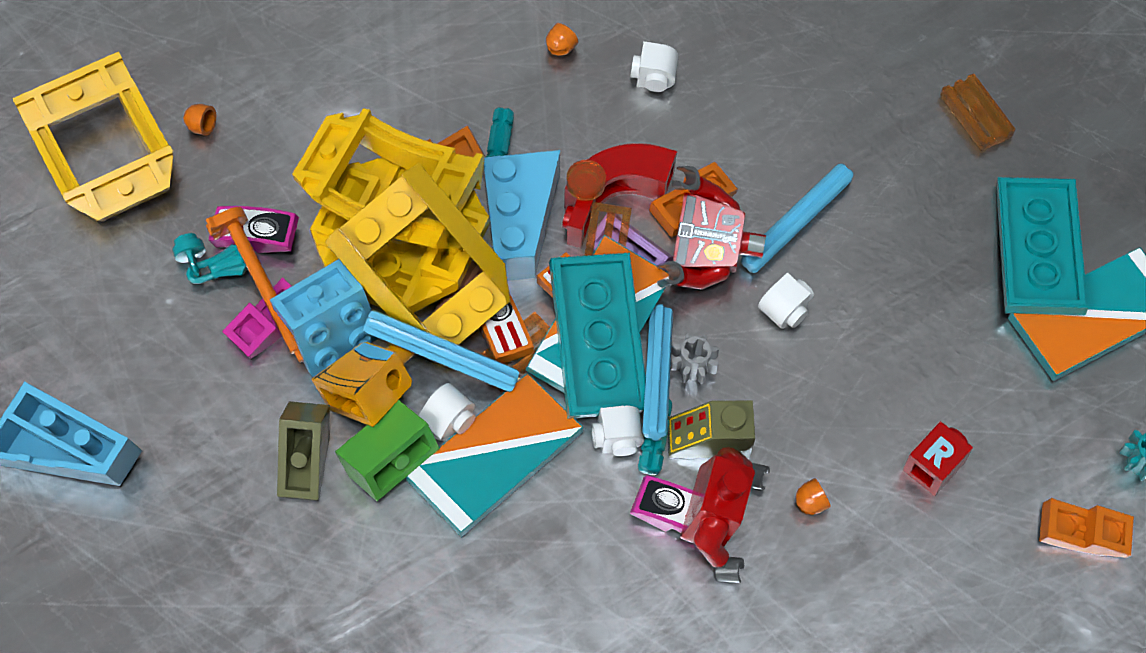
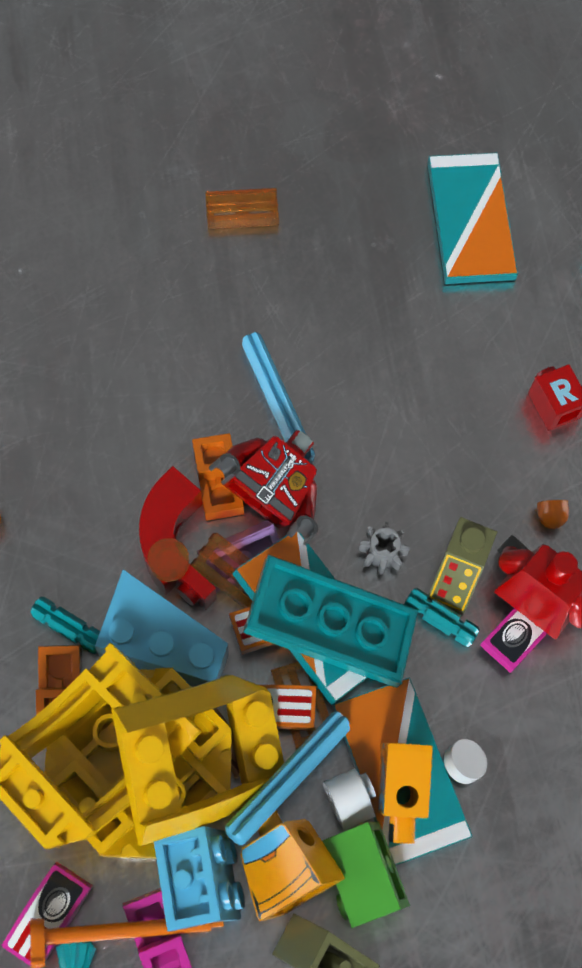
camera: 70 degrees left, 5 degrees up
(474, 442) = (400, 767): none -> light orange torso
(527, 502) = (465, 761): none -> white tile
(618, 430) = (429, 648): white plate -> none
(655, 67) = (62, 445): white plate -> none
(658, 373) = (392, 586): medium azure axle -> none
(787, 301) = (362, 445): white plate -> none
(1041, 246) = (395, 225): teal tile -> none

